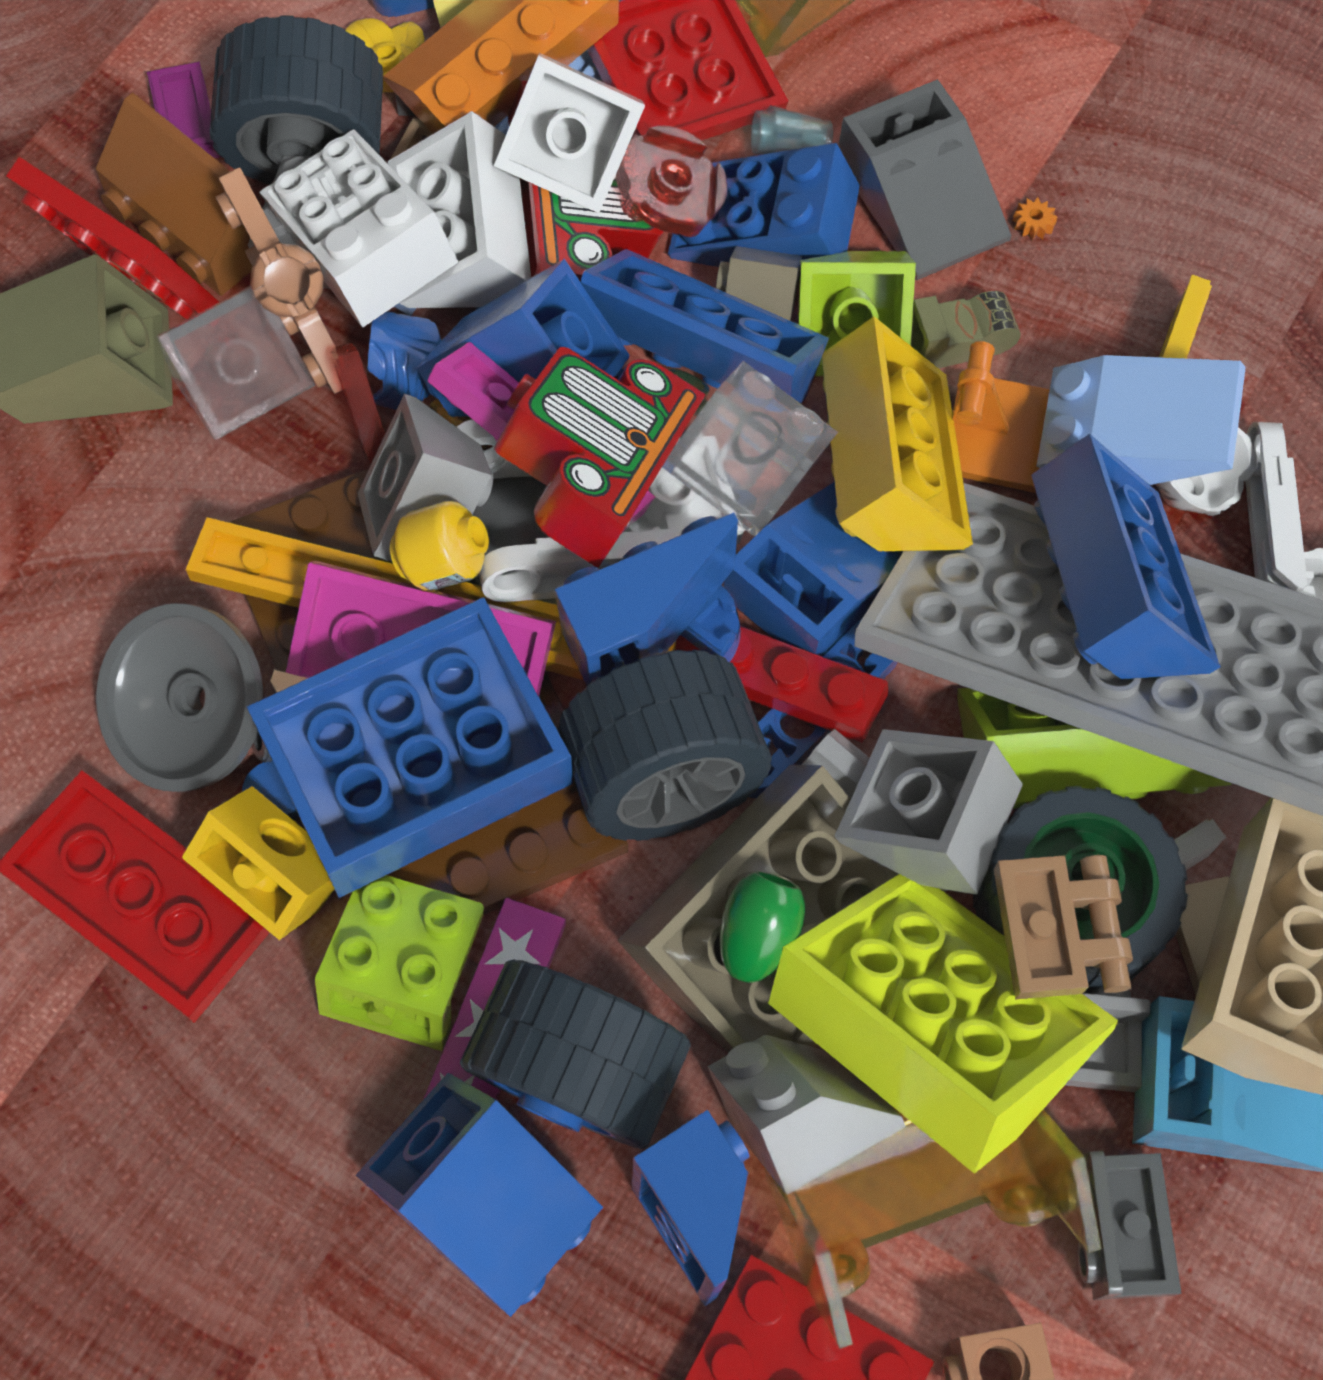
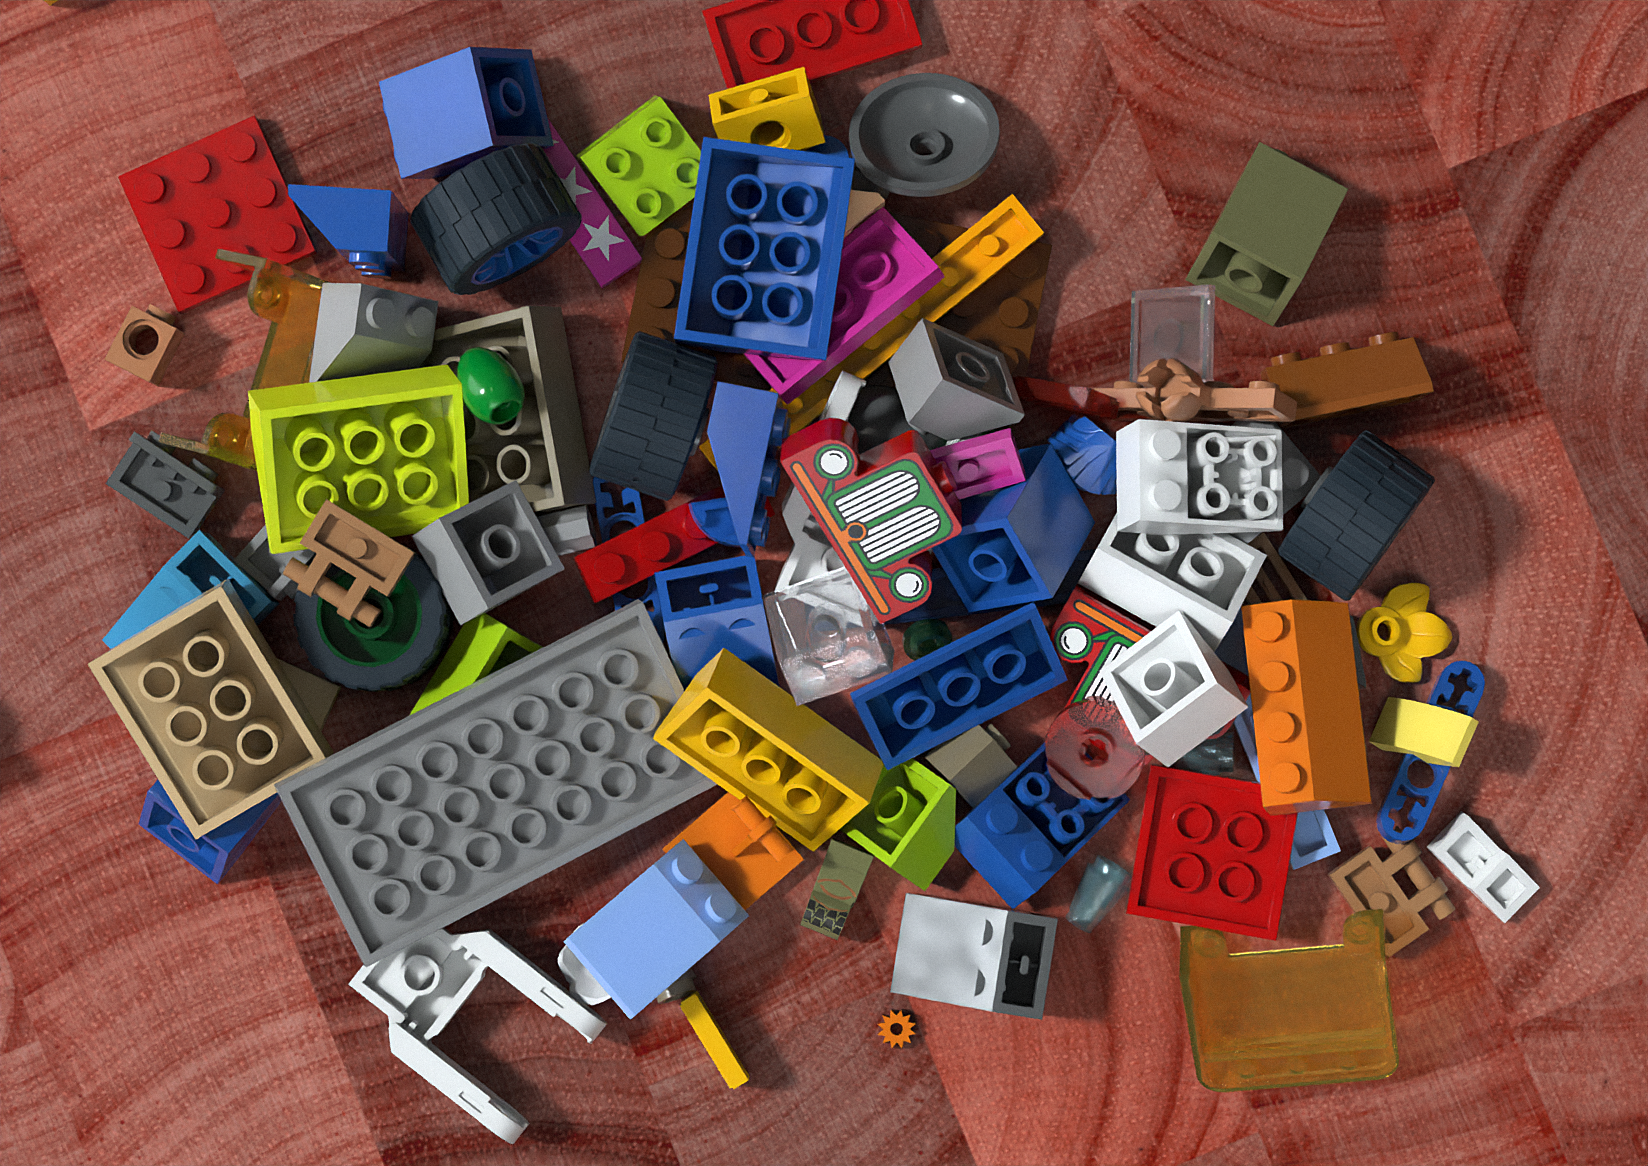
camera: 135 degrees right, 20 degrees up
(114, 242) = (1314, 303): red plate -> none
(183, 100) = (1449, 447): magenta tile -> none
(439, 545) = (882, 355): yellow head -> none
(1120, 567) = (553, 810): blue slope -> none
(1199, 842) = (352, 714): white tile -> none

